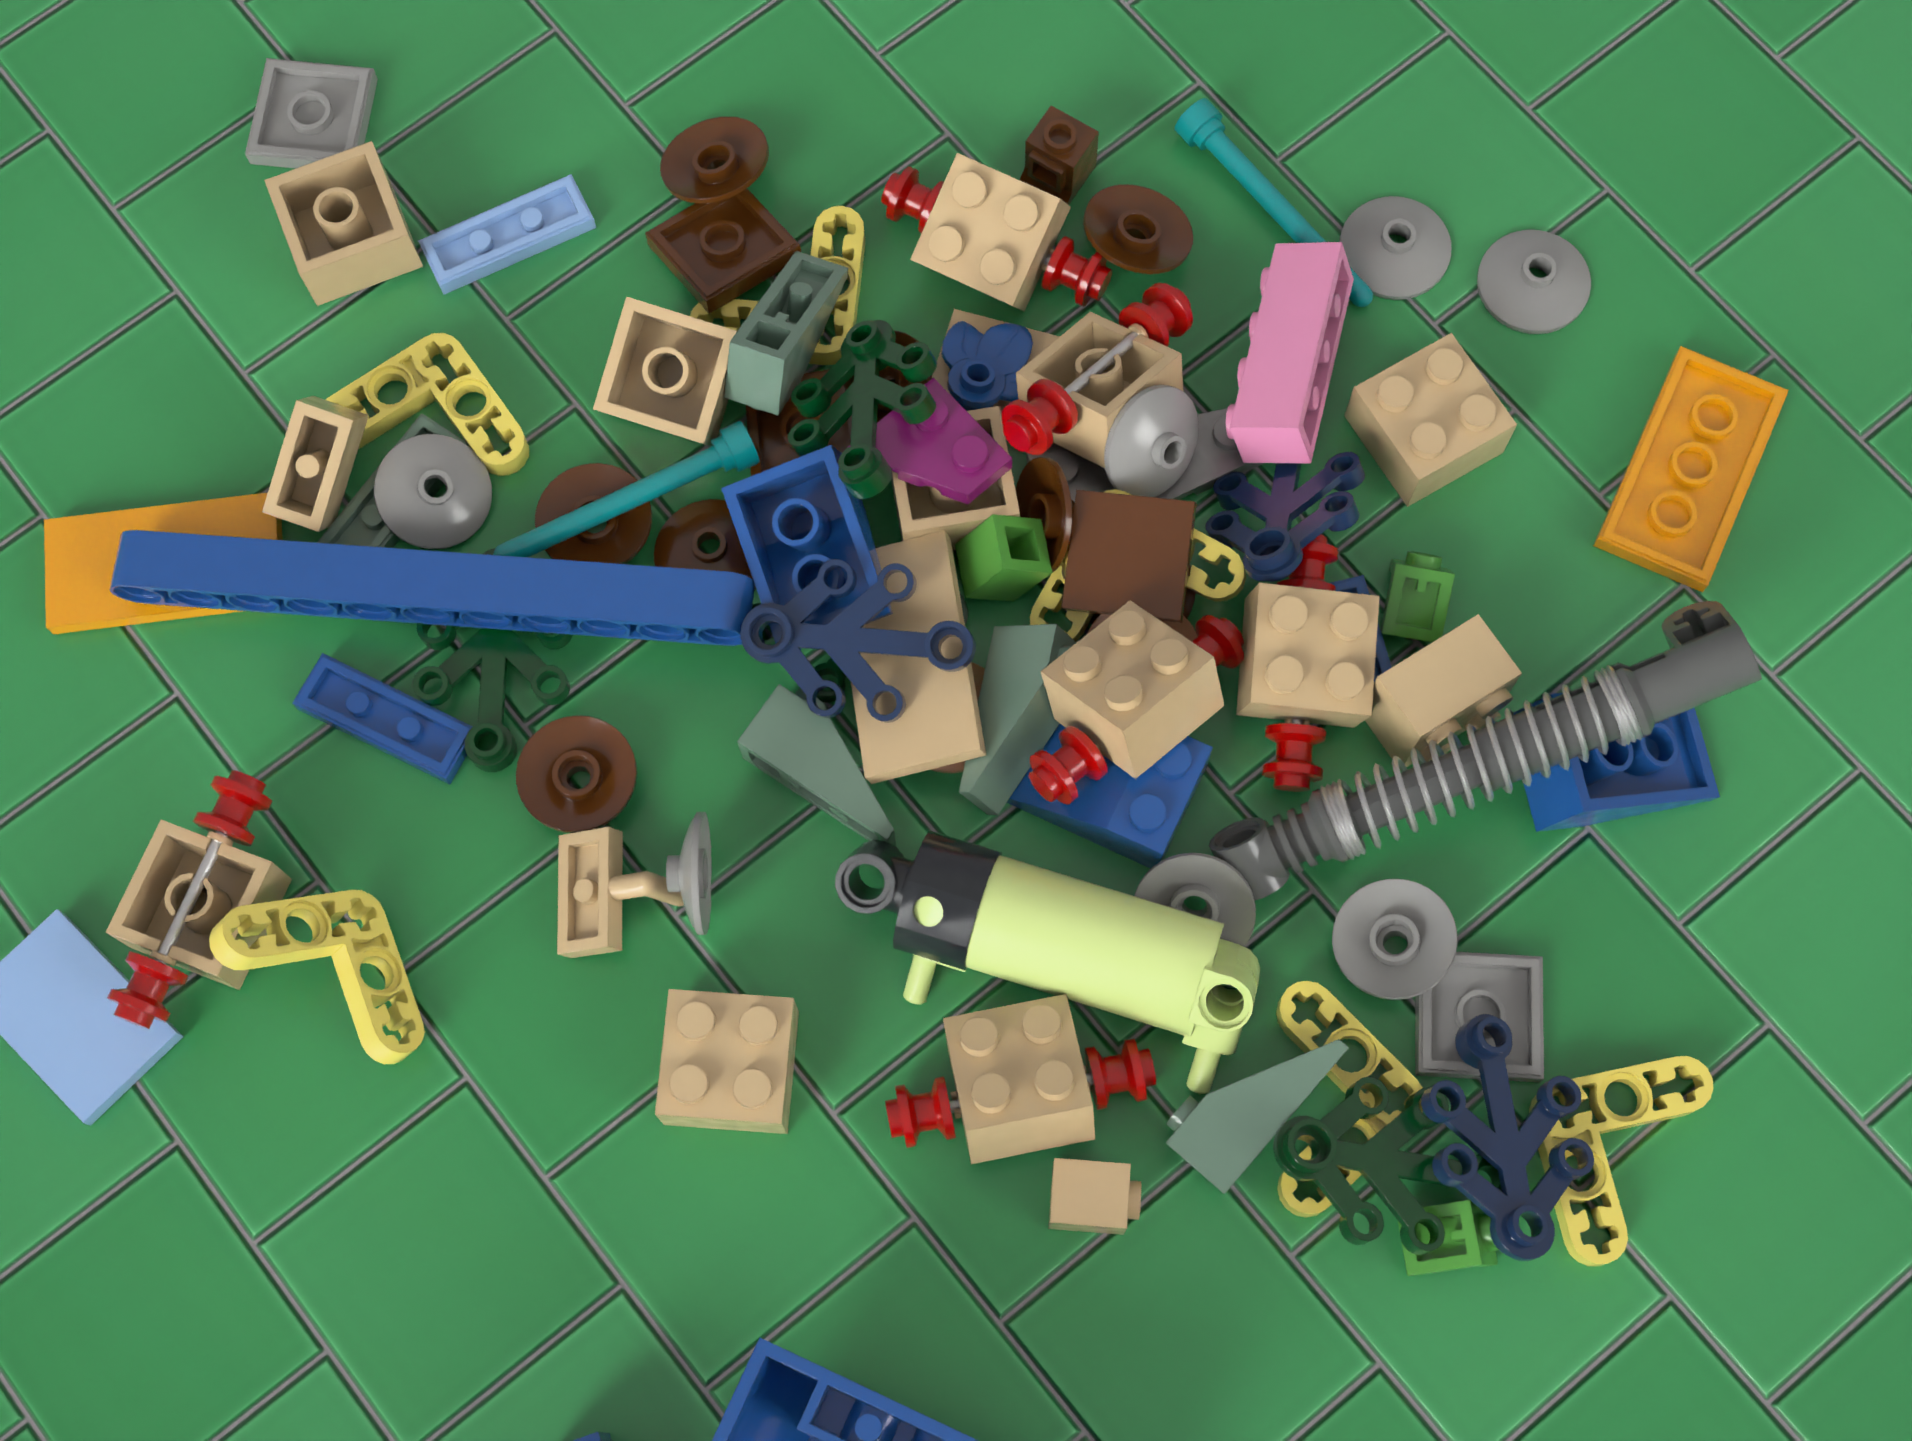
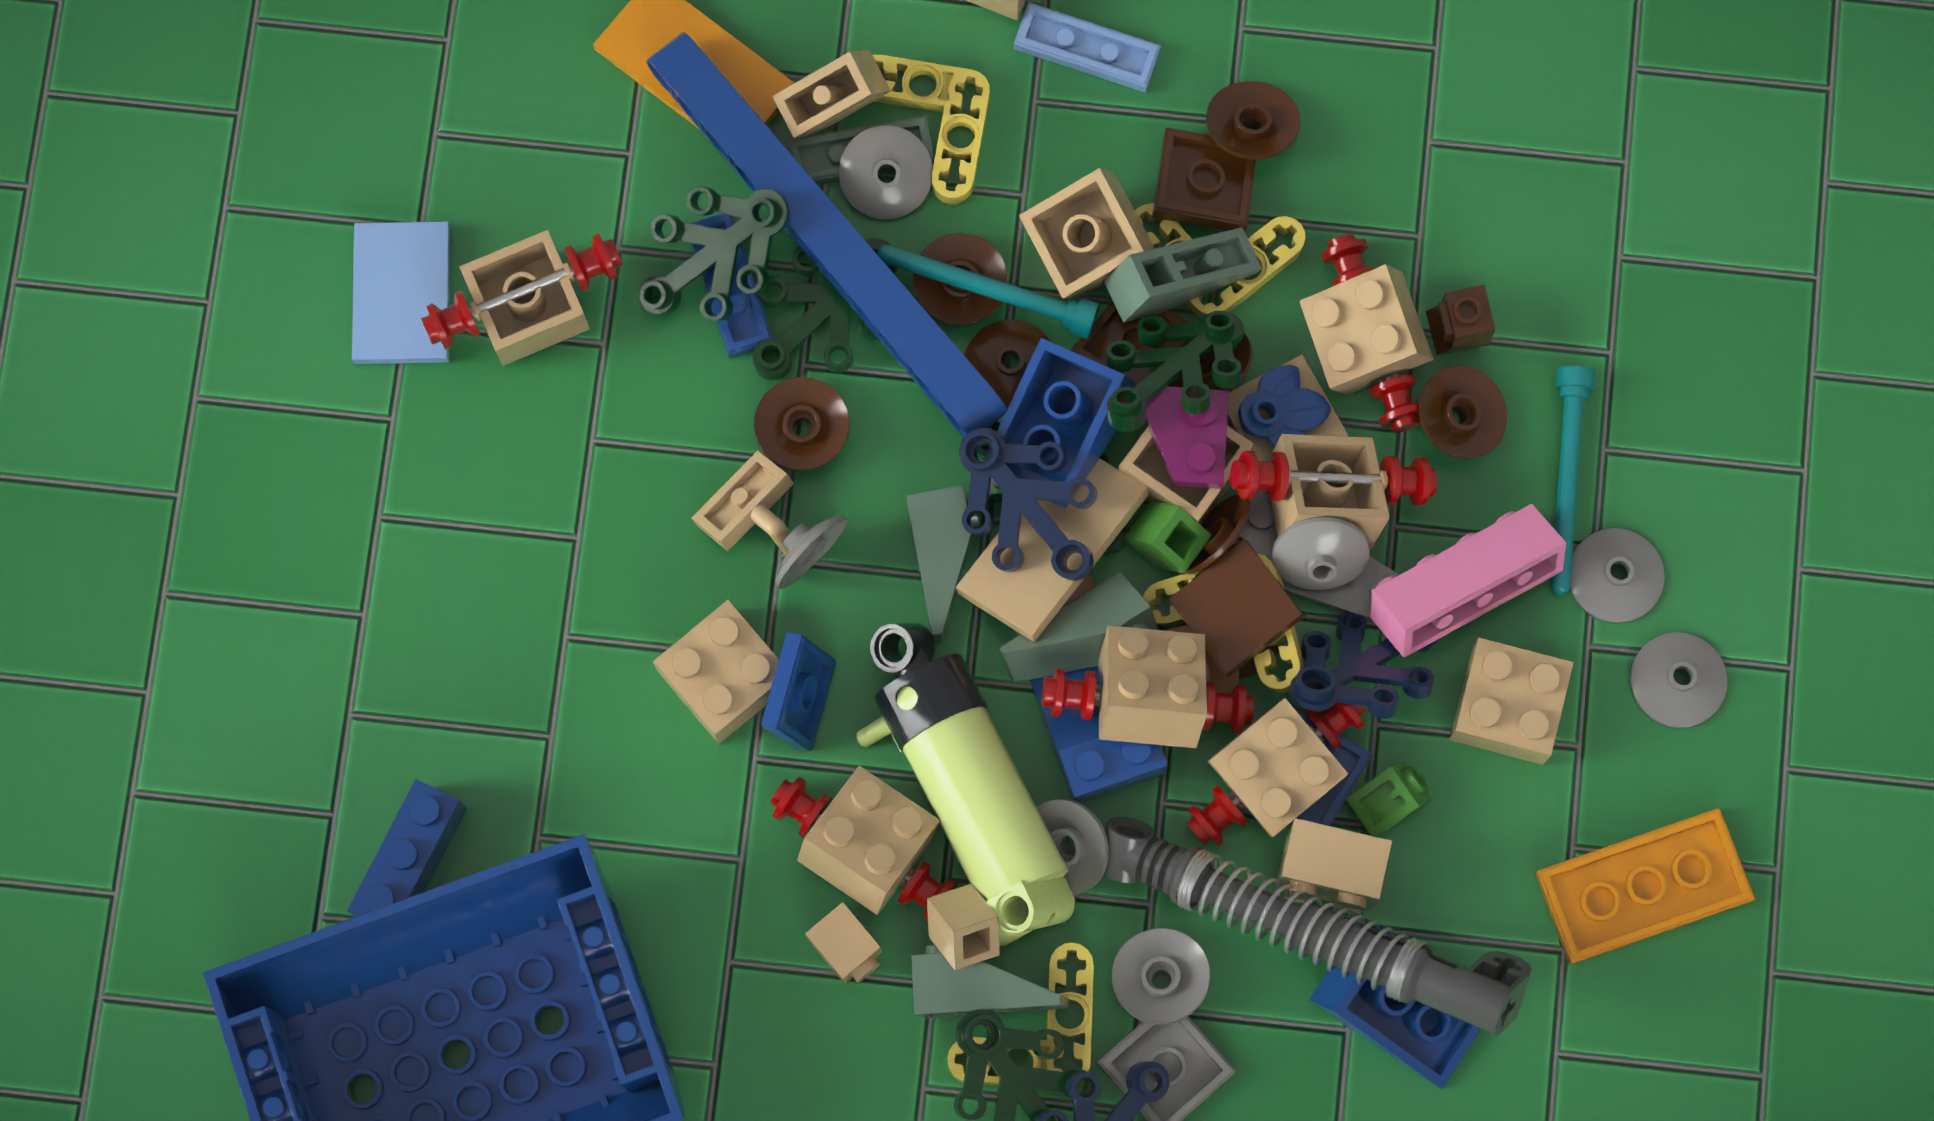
camera: 45 degrees right, 5 degrees up
(345, 687) = (719, 249): none -> dark green plant
(348, 948) = (581, 402): light yellow beam -> none
(818, 1008) = (798, 692): none -> blue tile
(1189, 1067) = (963, 926): none -> tan brick

